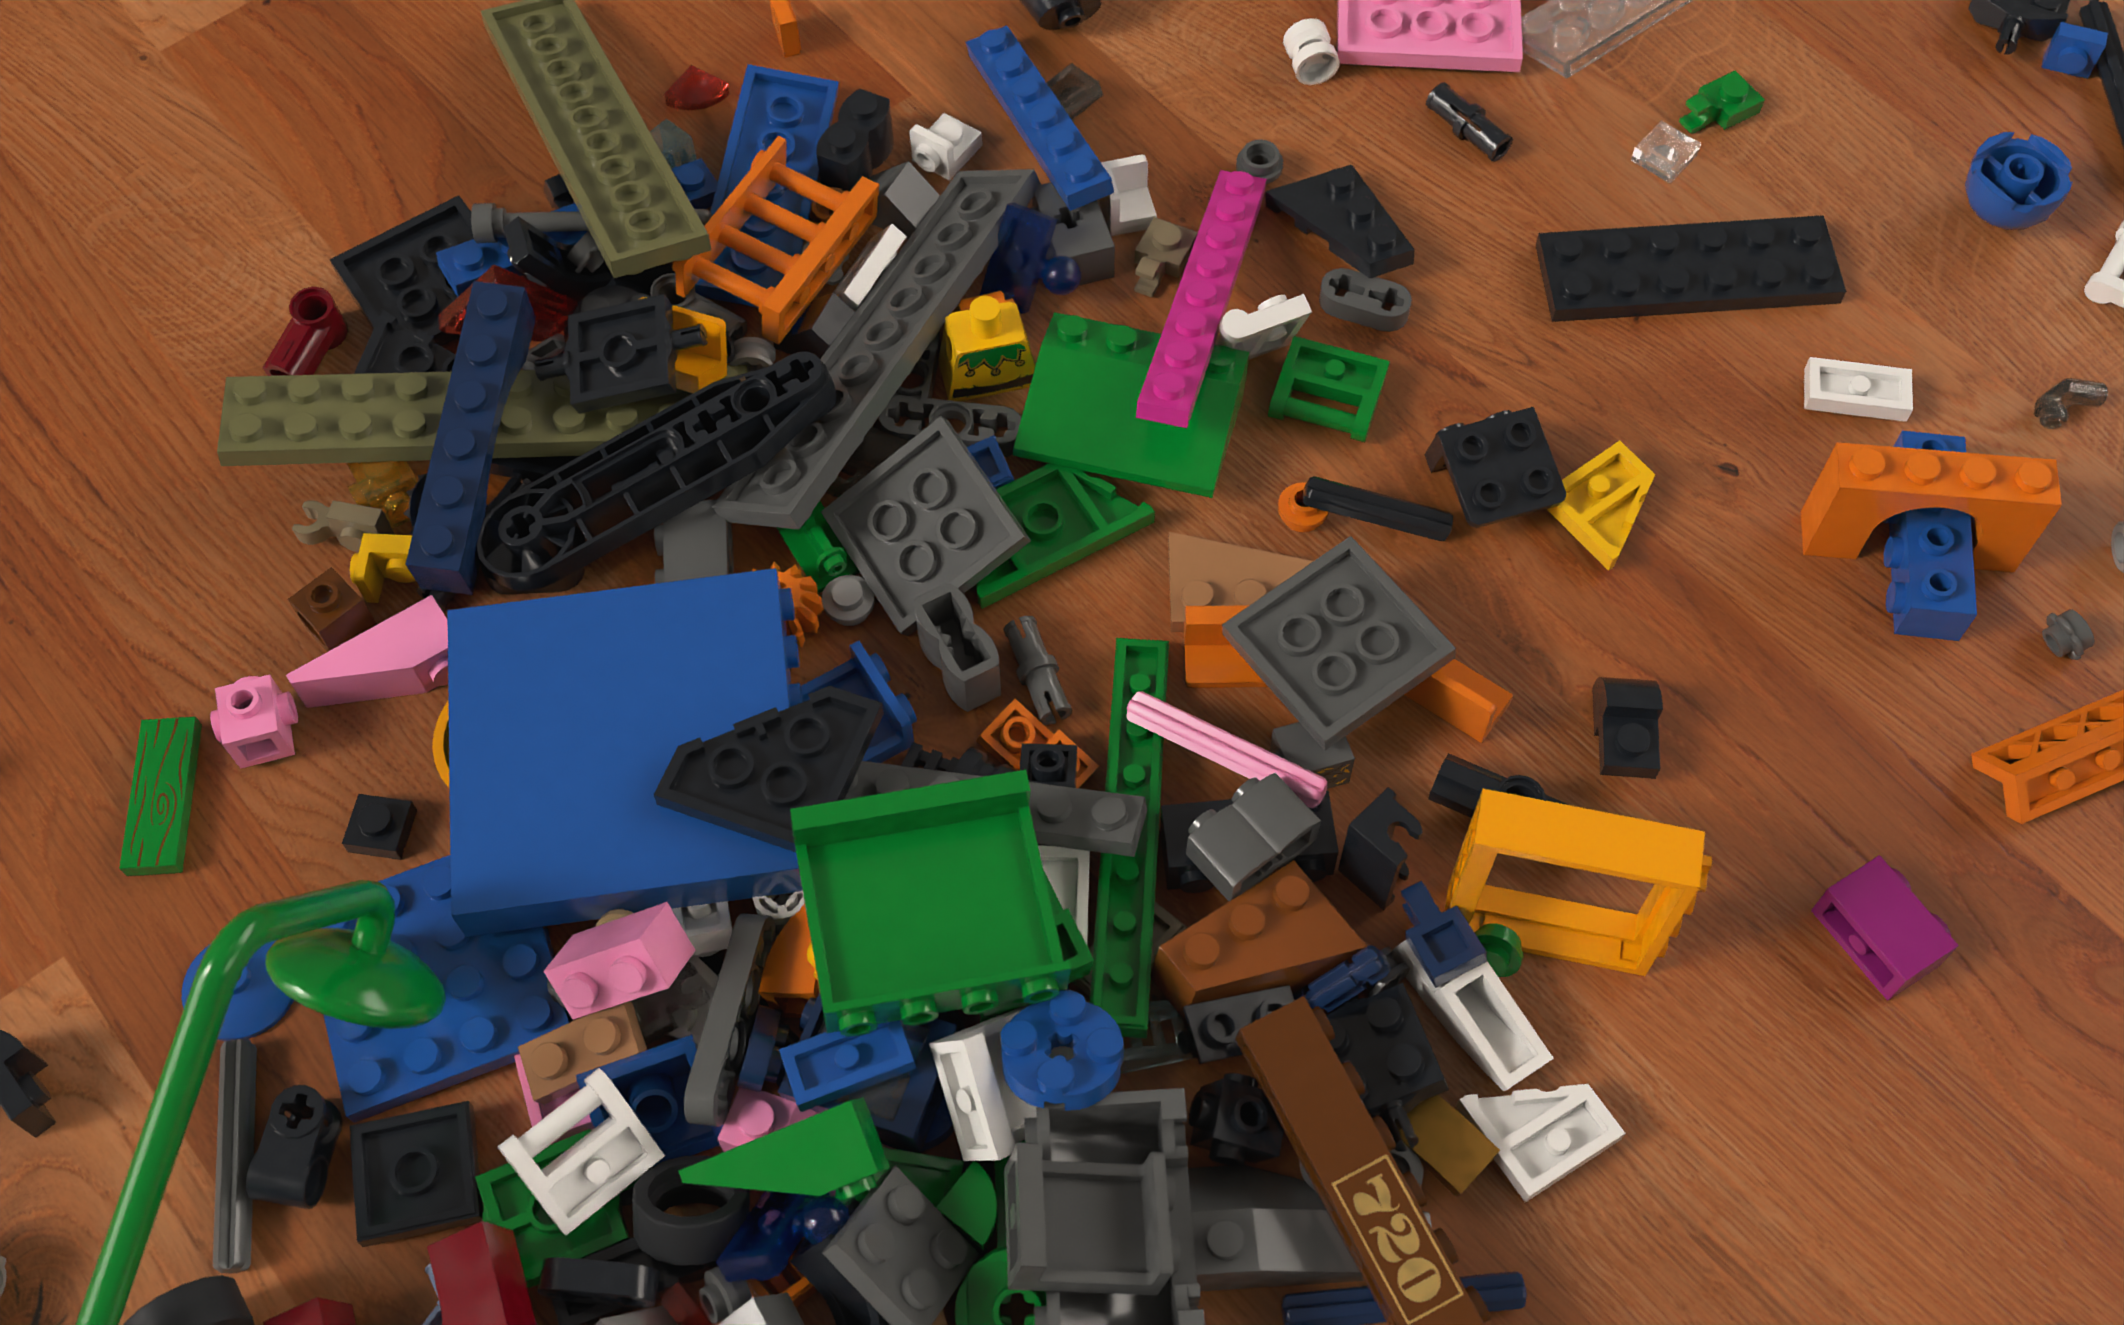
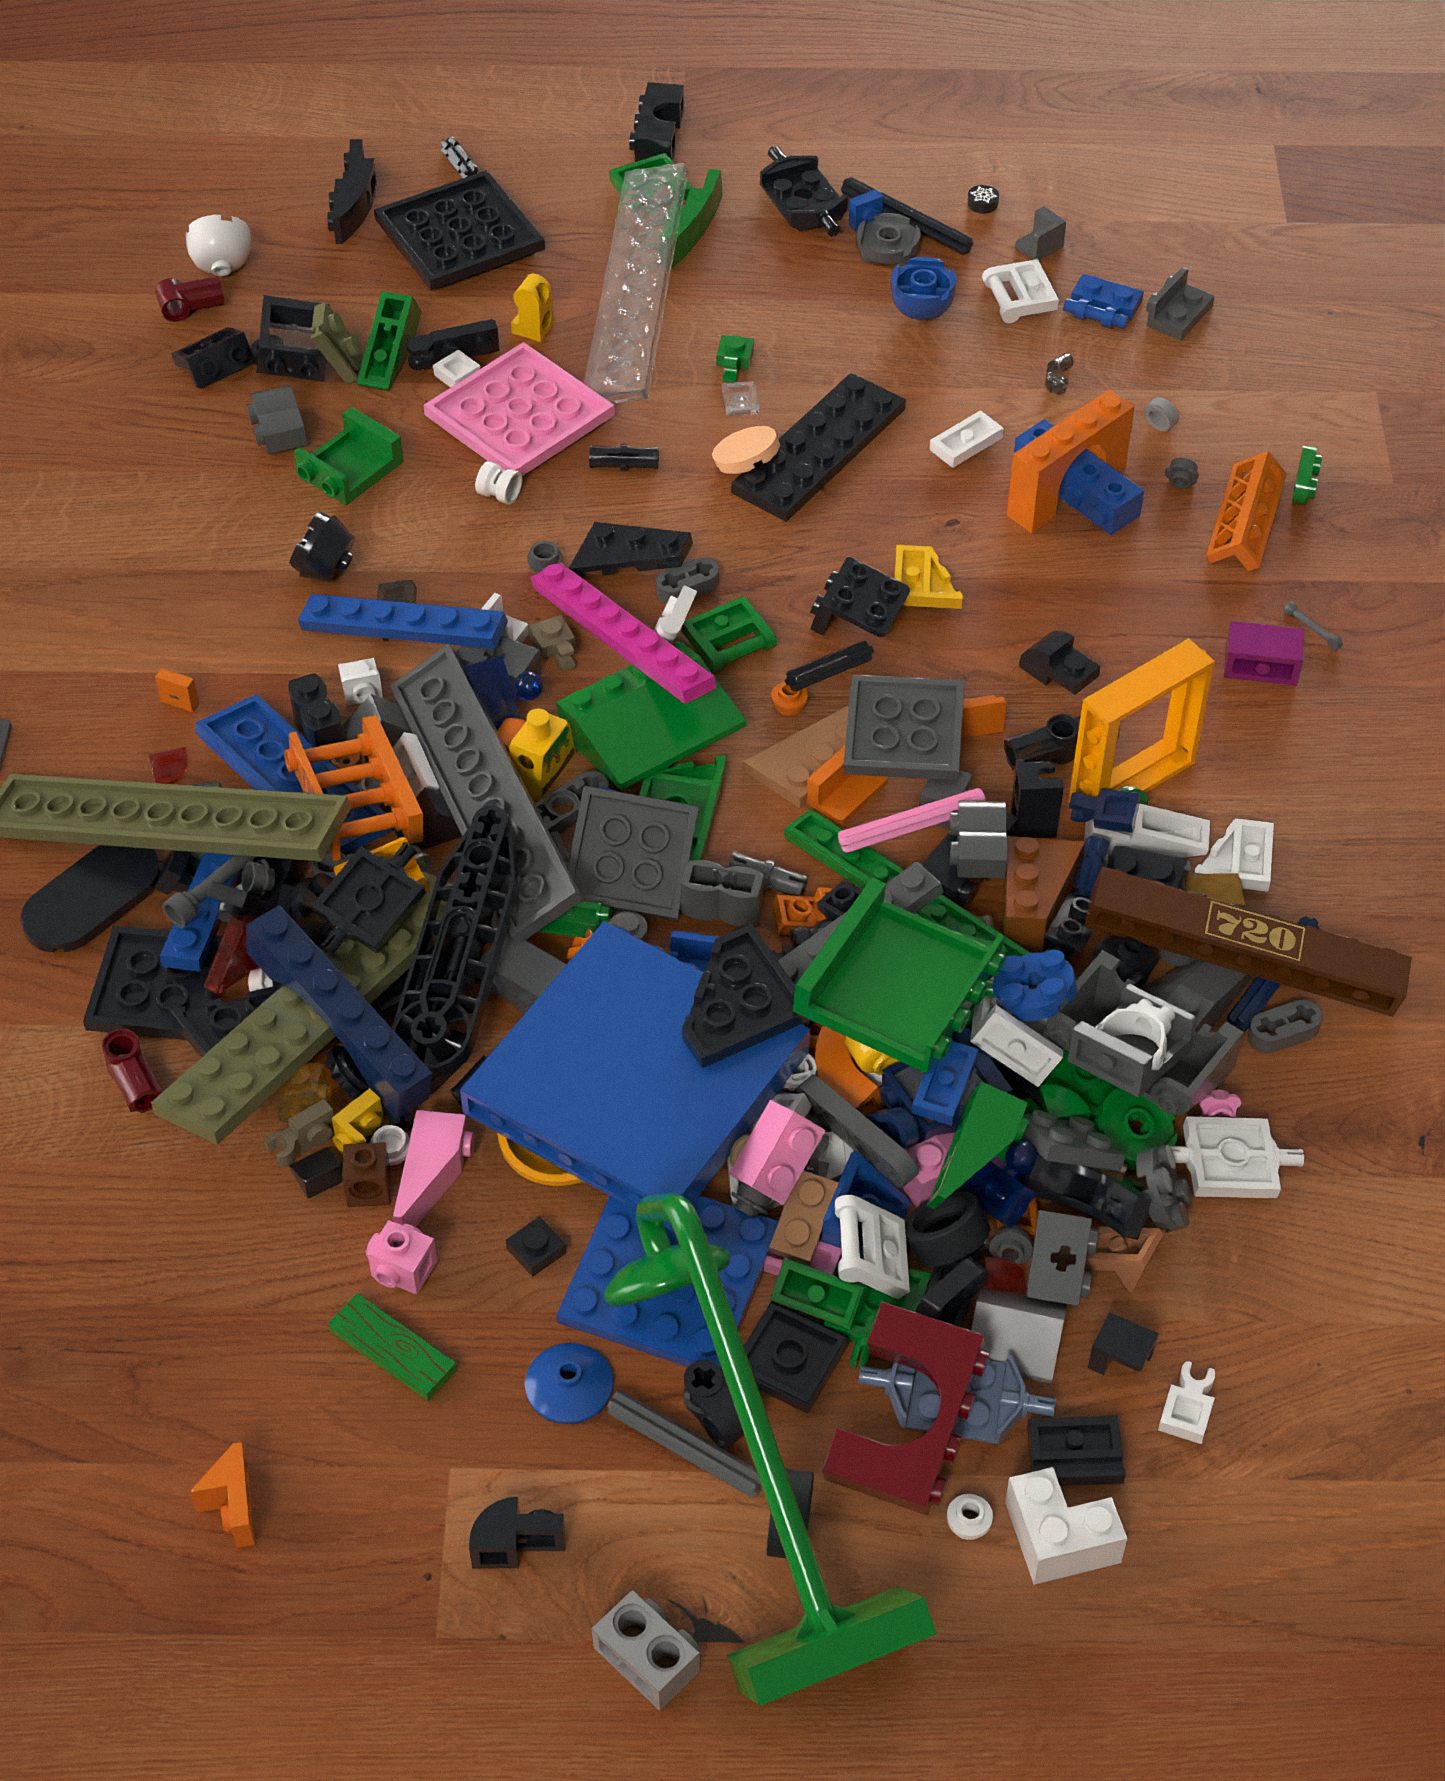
camera: 50 degrees left, 10 degrees down
(311, 564) = (317, 1172): none -> black slope
(393, 599) = (396, 1142): none -> white plate
(476, 155) = (89, 897): none -> black tile
(492, 1117) = (819, 1293): none -> green slope
(1124, 1210) = (1145, 1021): none -> white helmet
(1595, 207) = (744, 448): none -> light nougat tile
(1998, 907) = (1334, 642): none -> dark grey hinge
(2061, 123) = (876, 248): none -> dark grey plate

